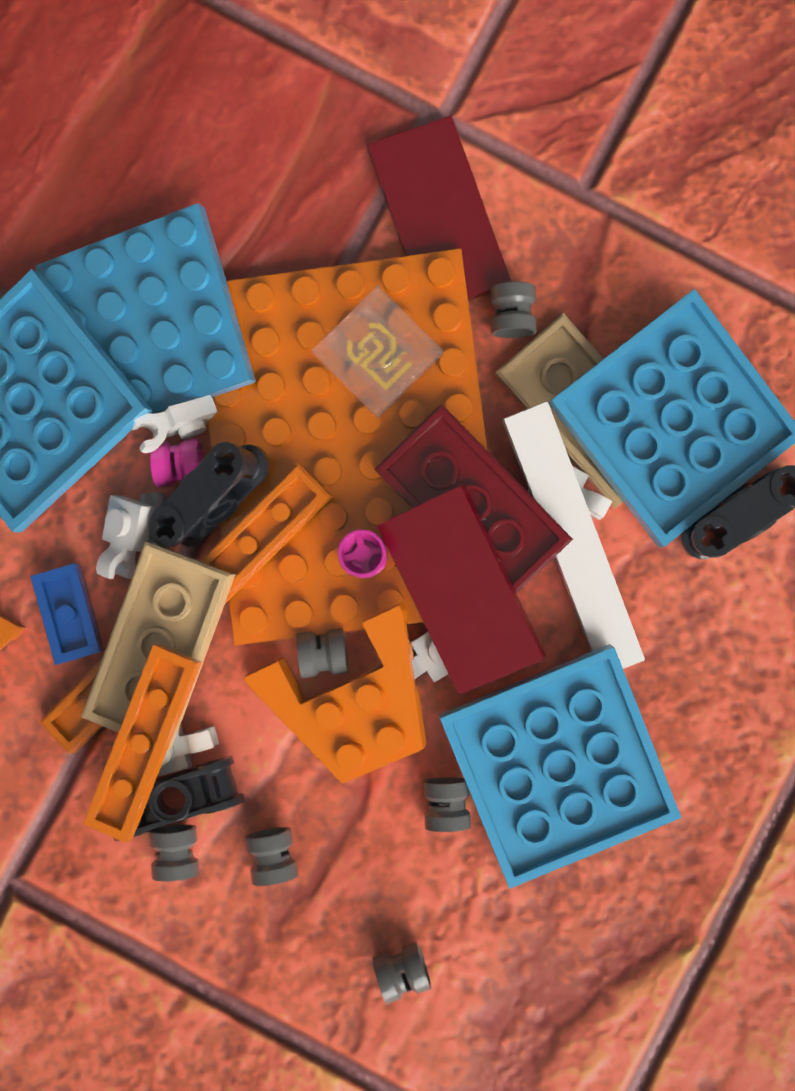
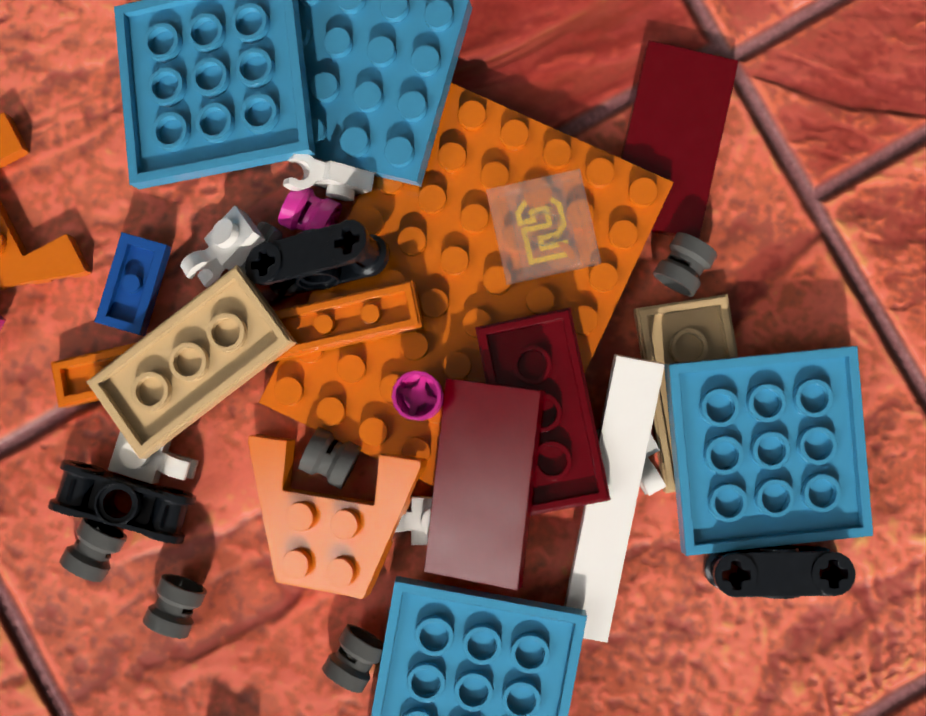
camera: 30 degrees right, 0 degrees up
(142, 743) = (122, 439): orange plate -> none

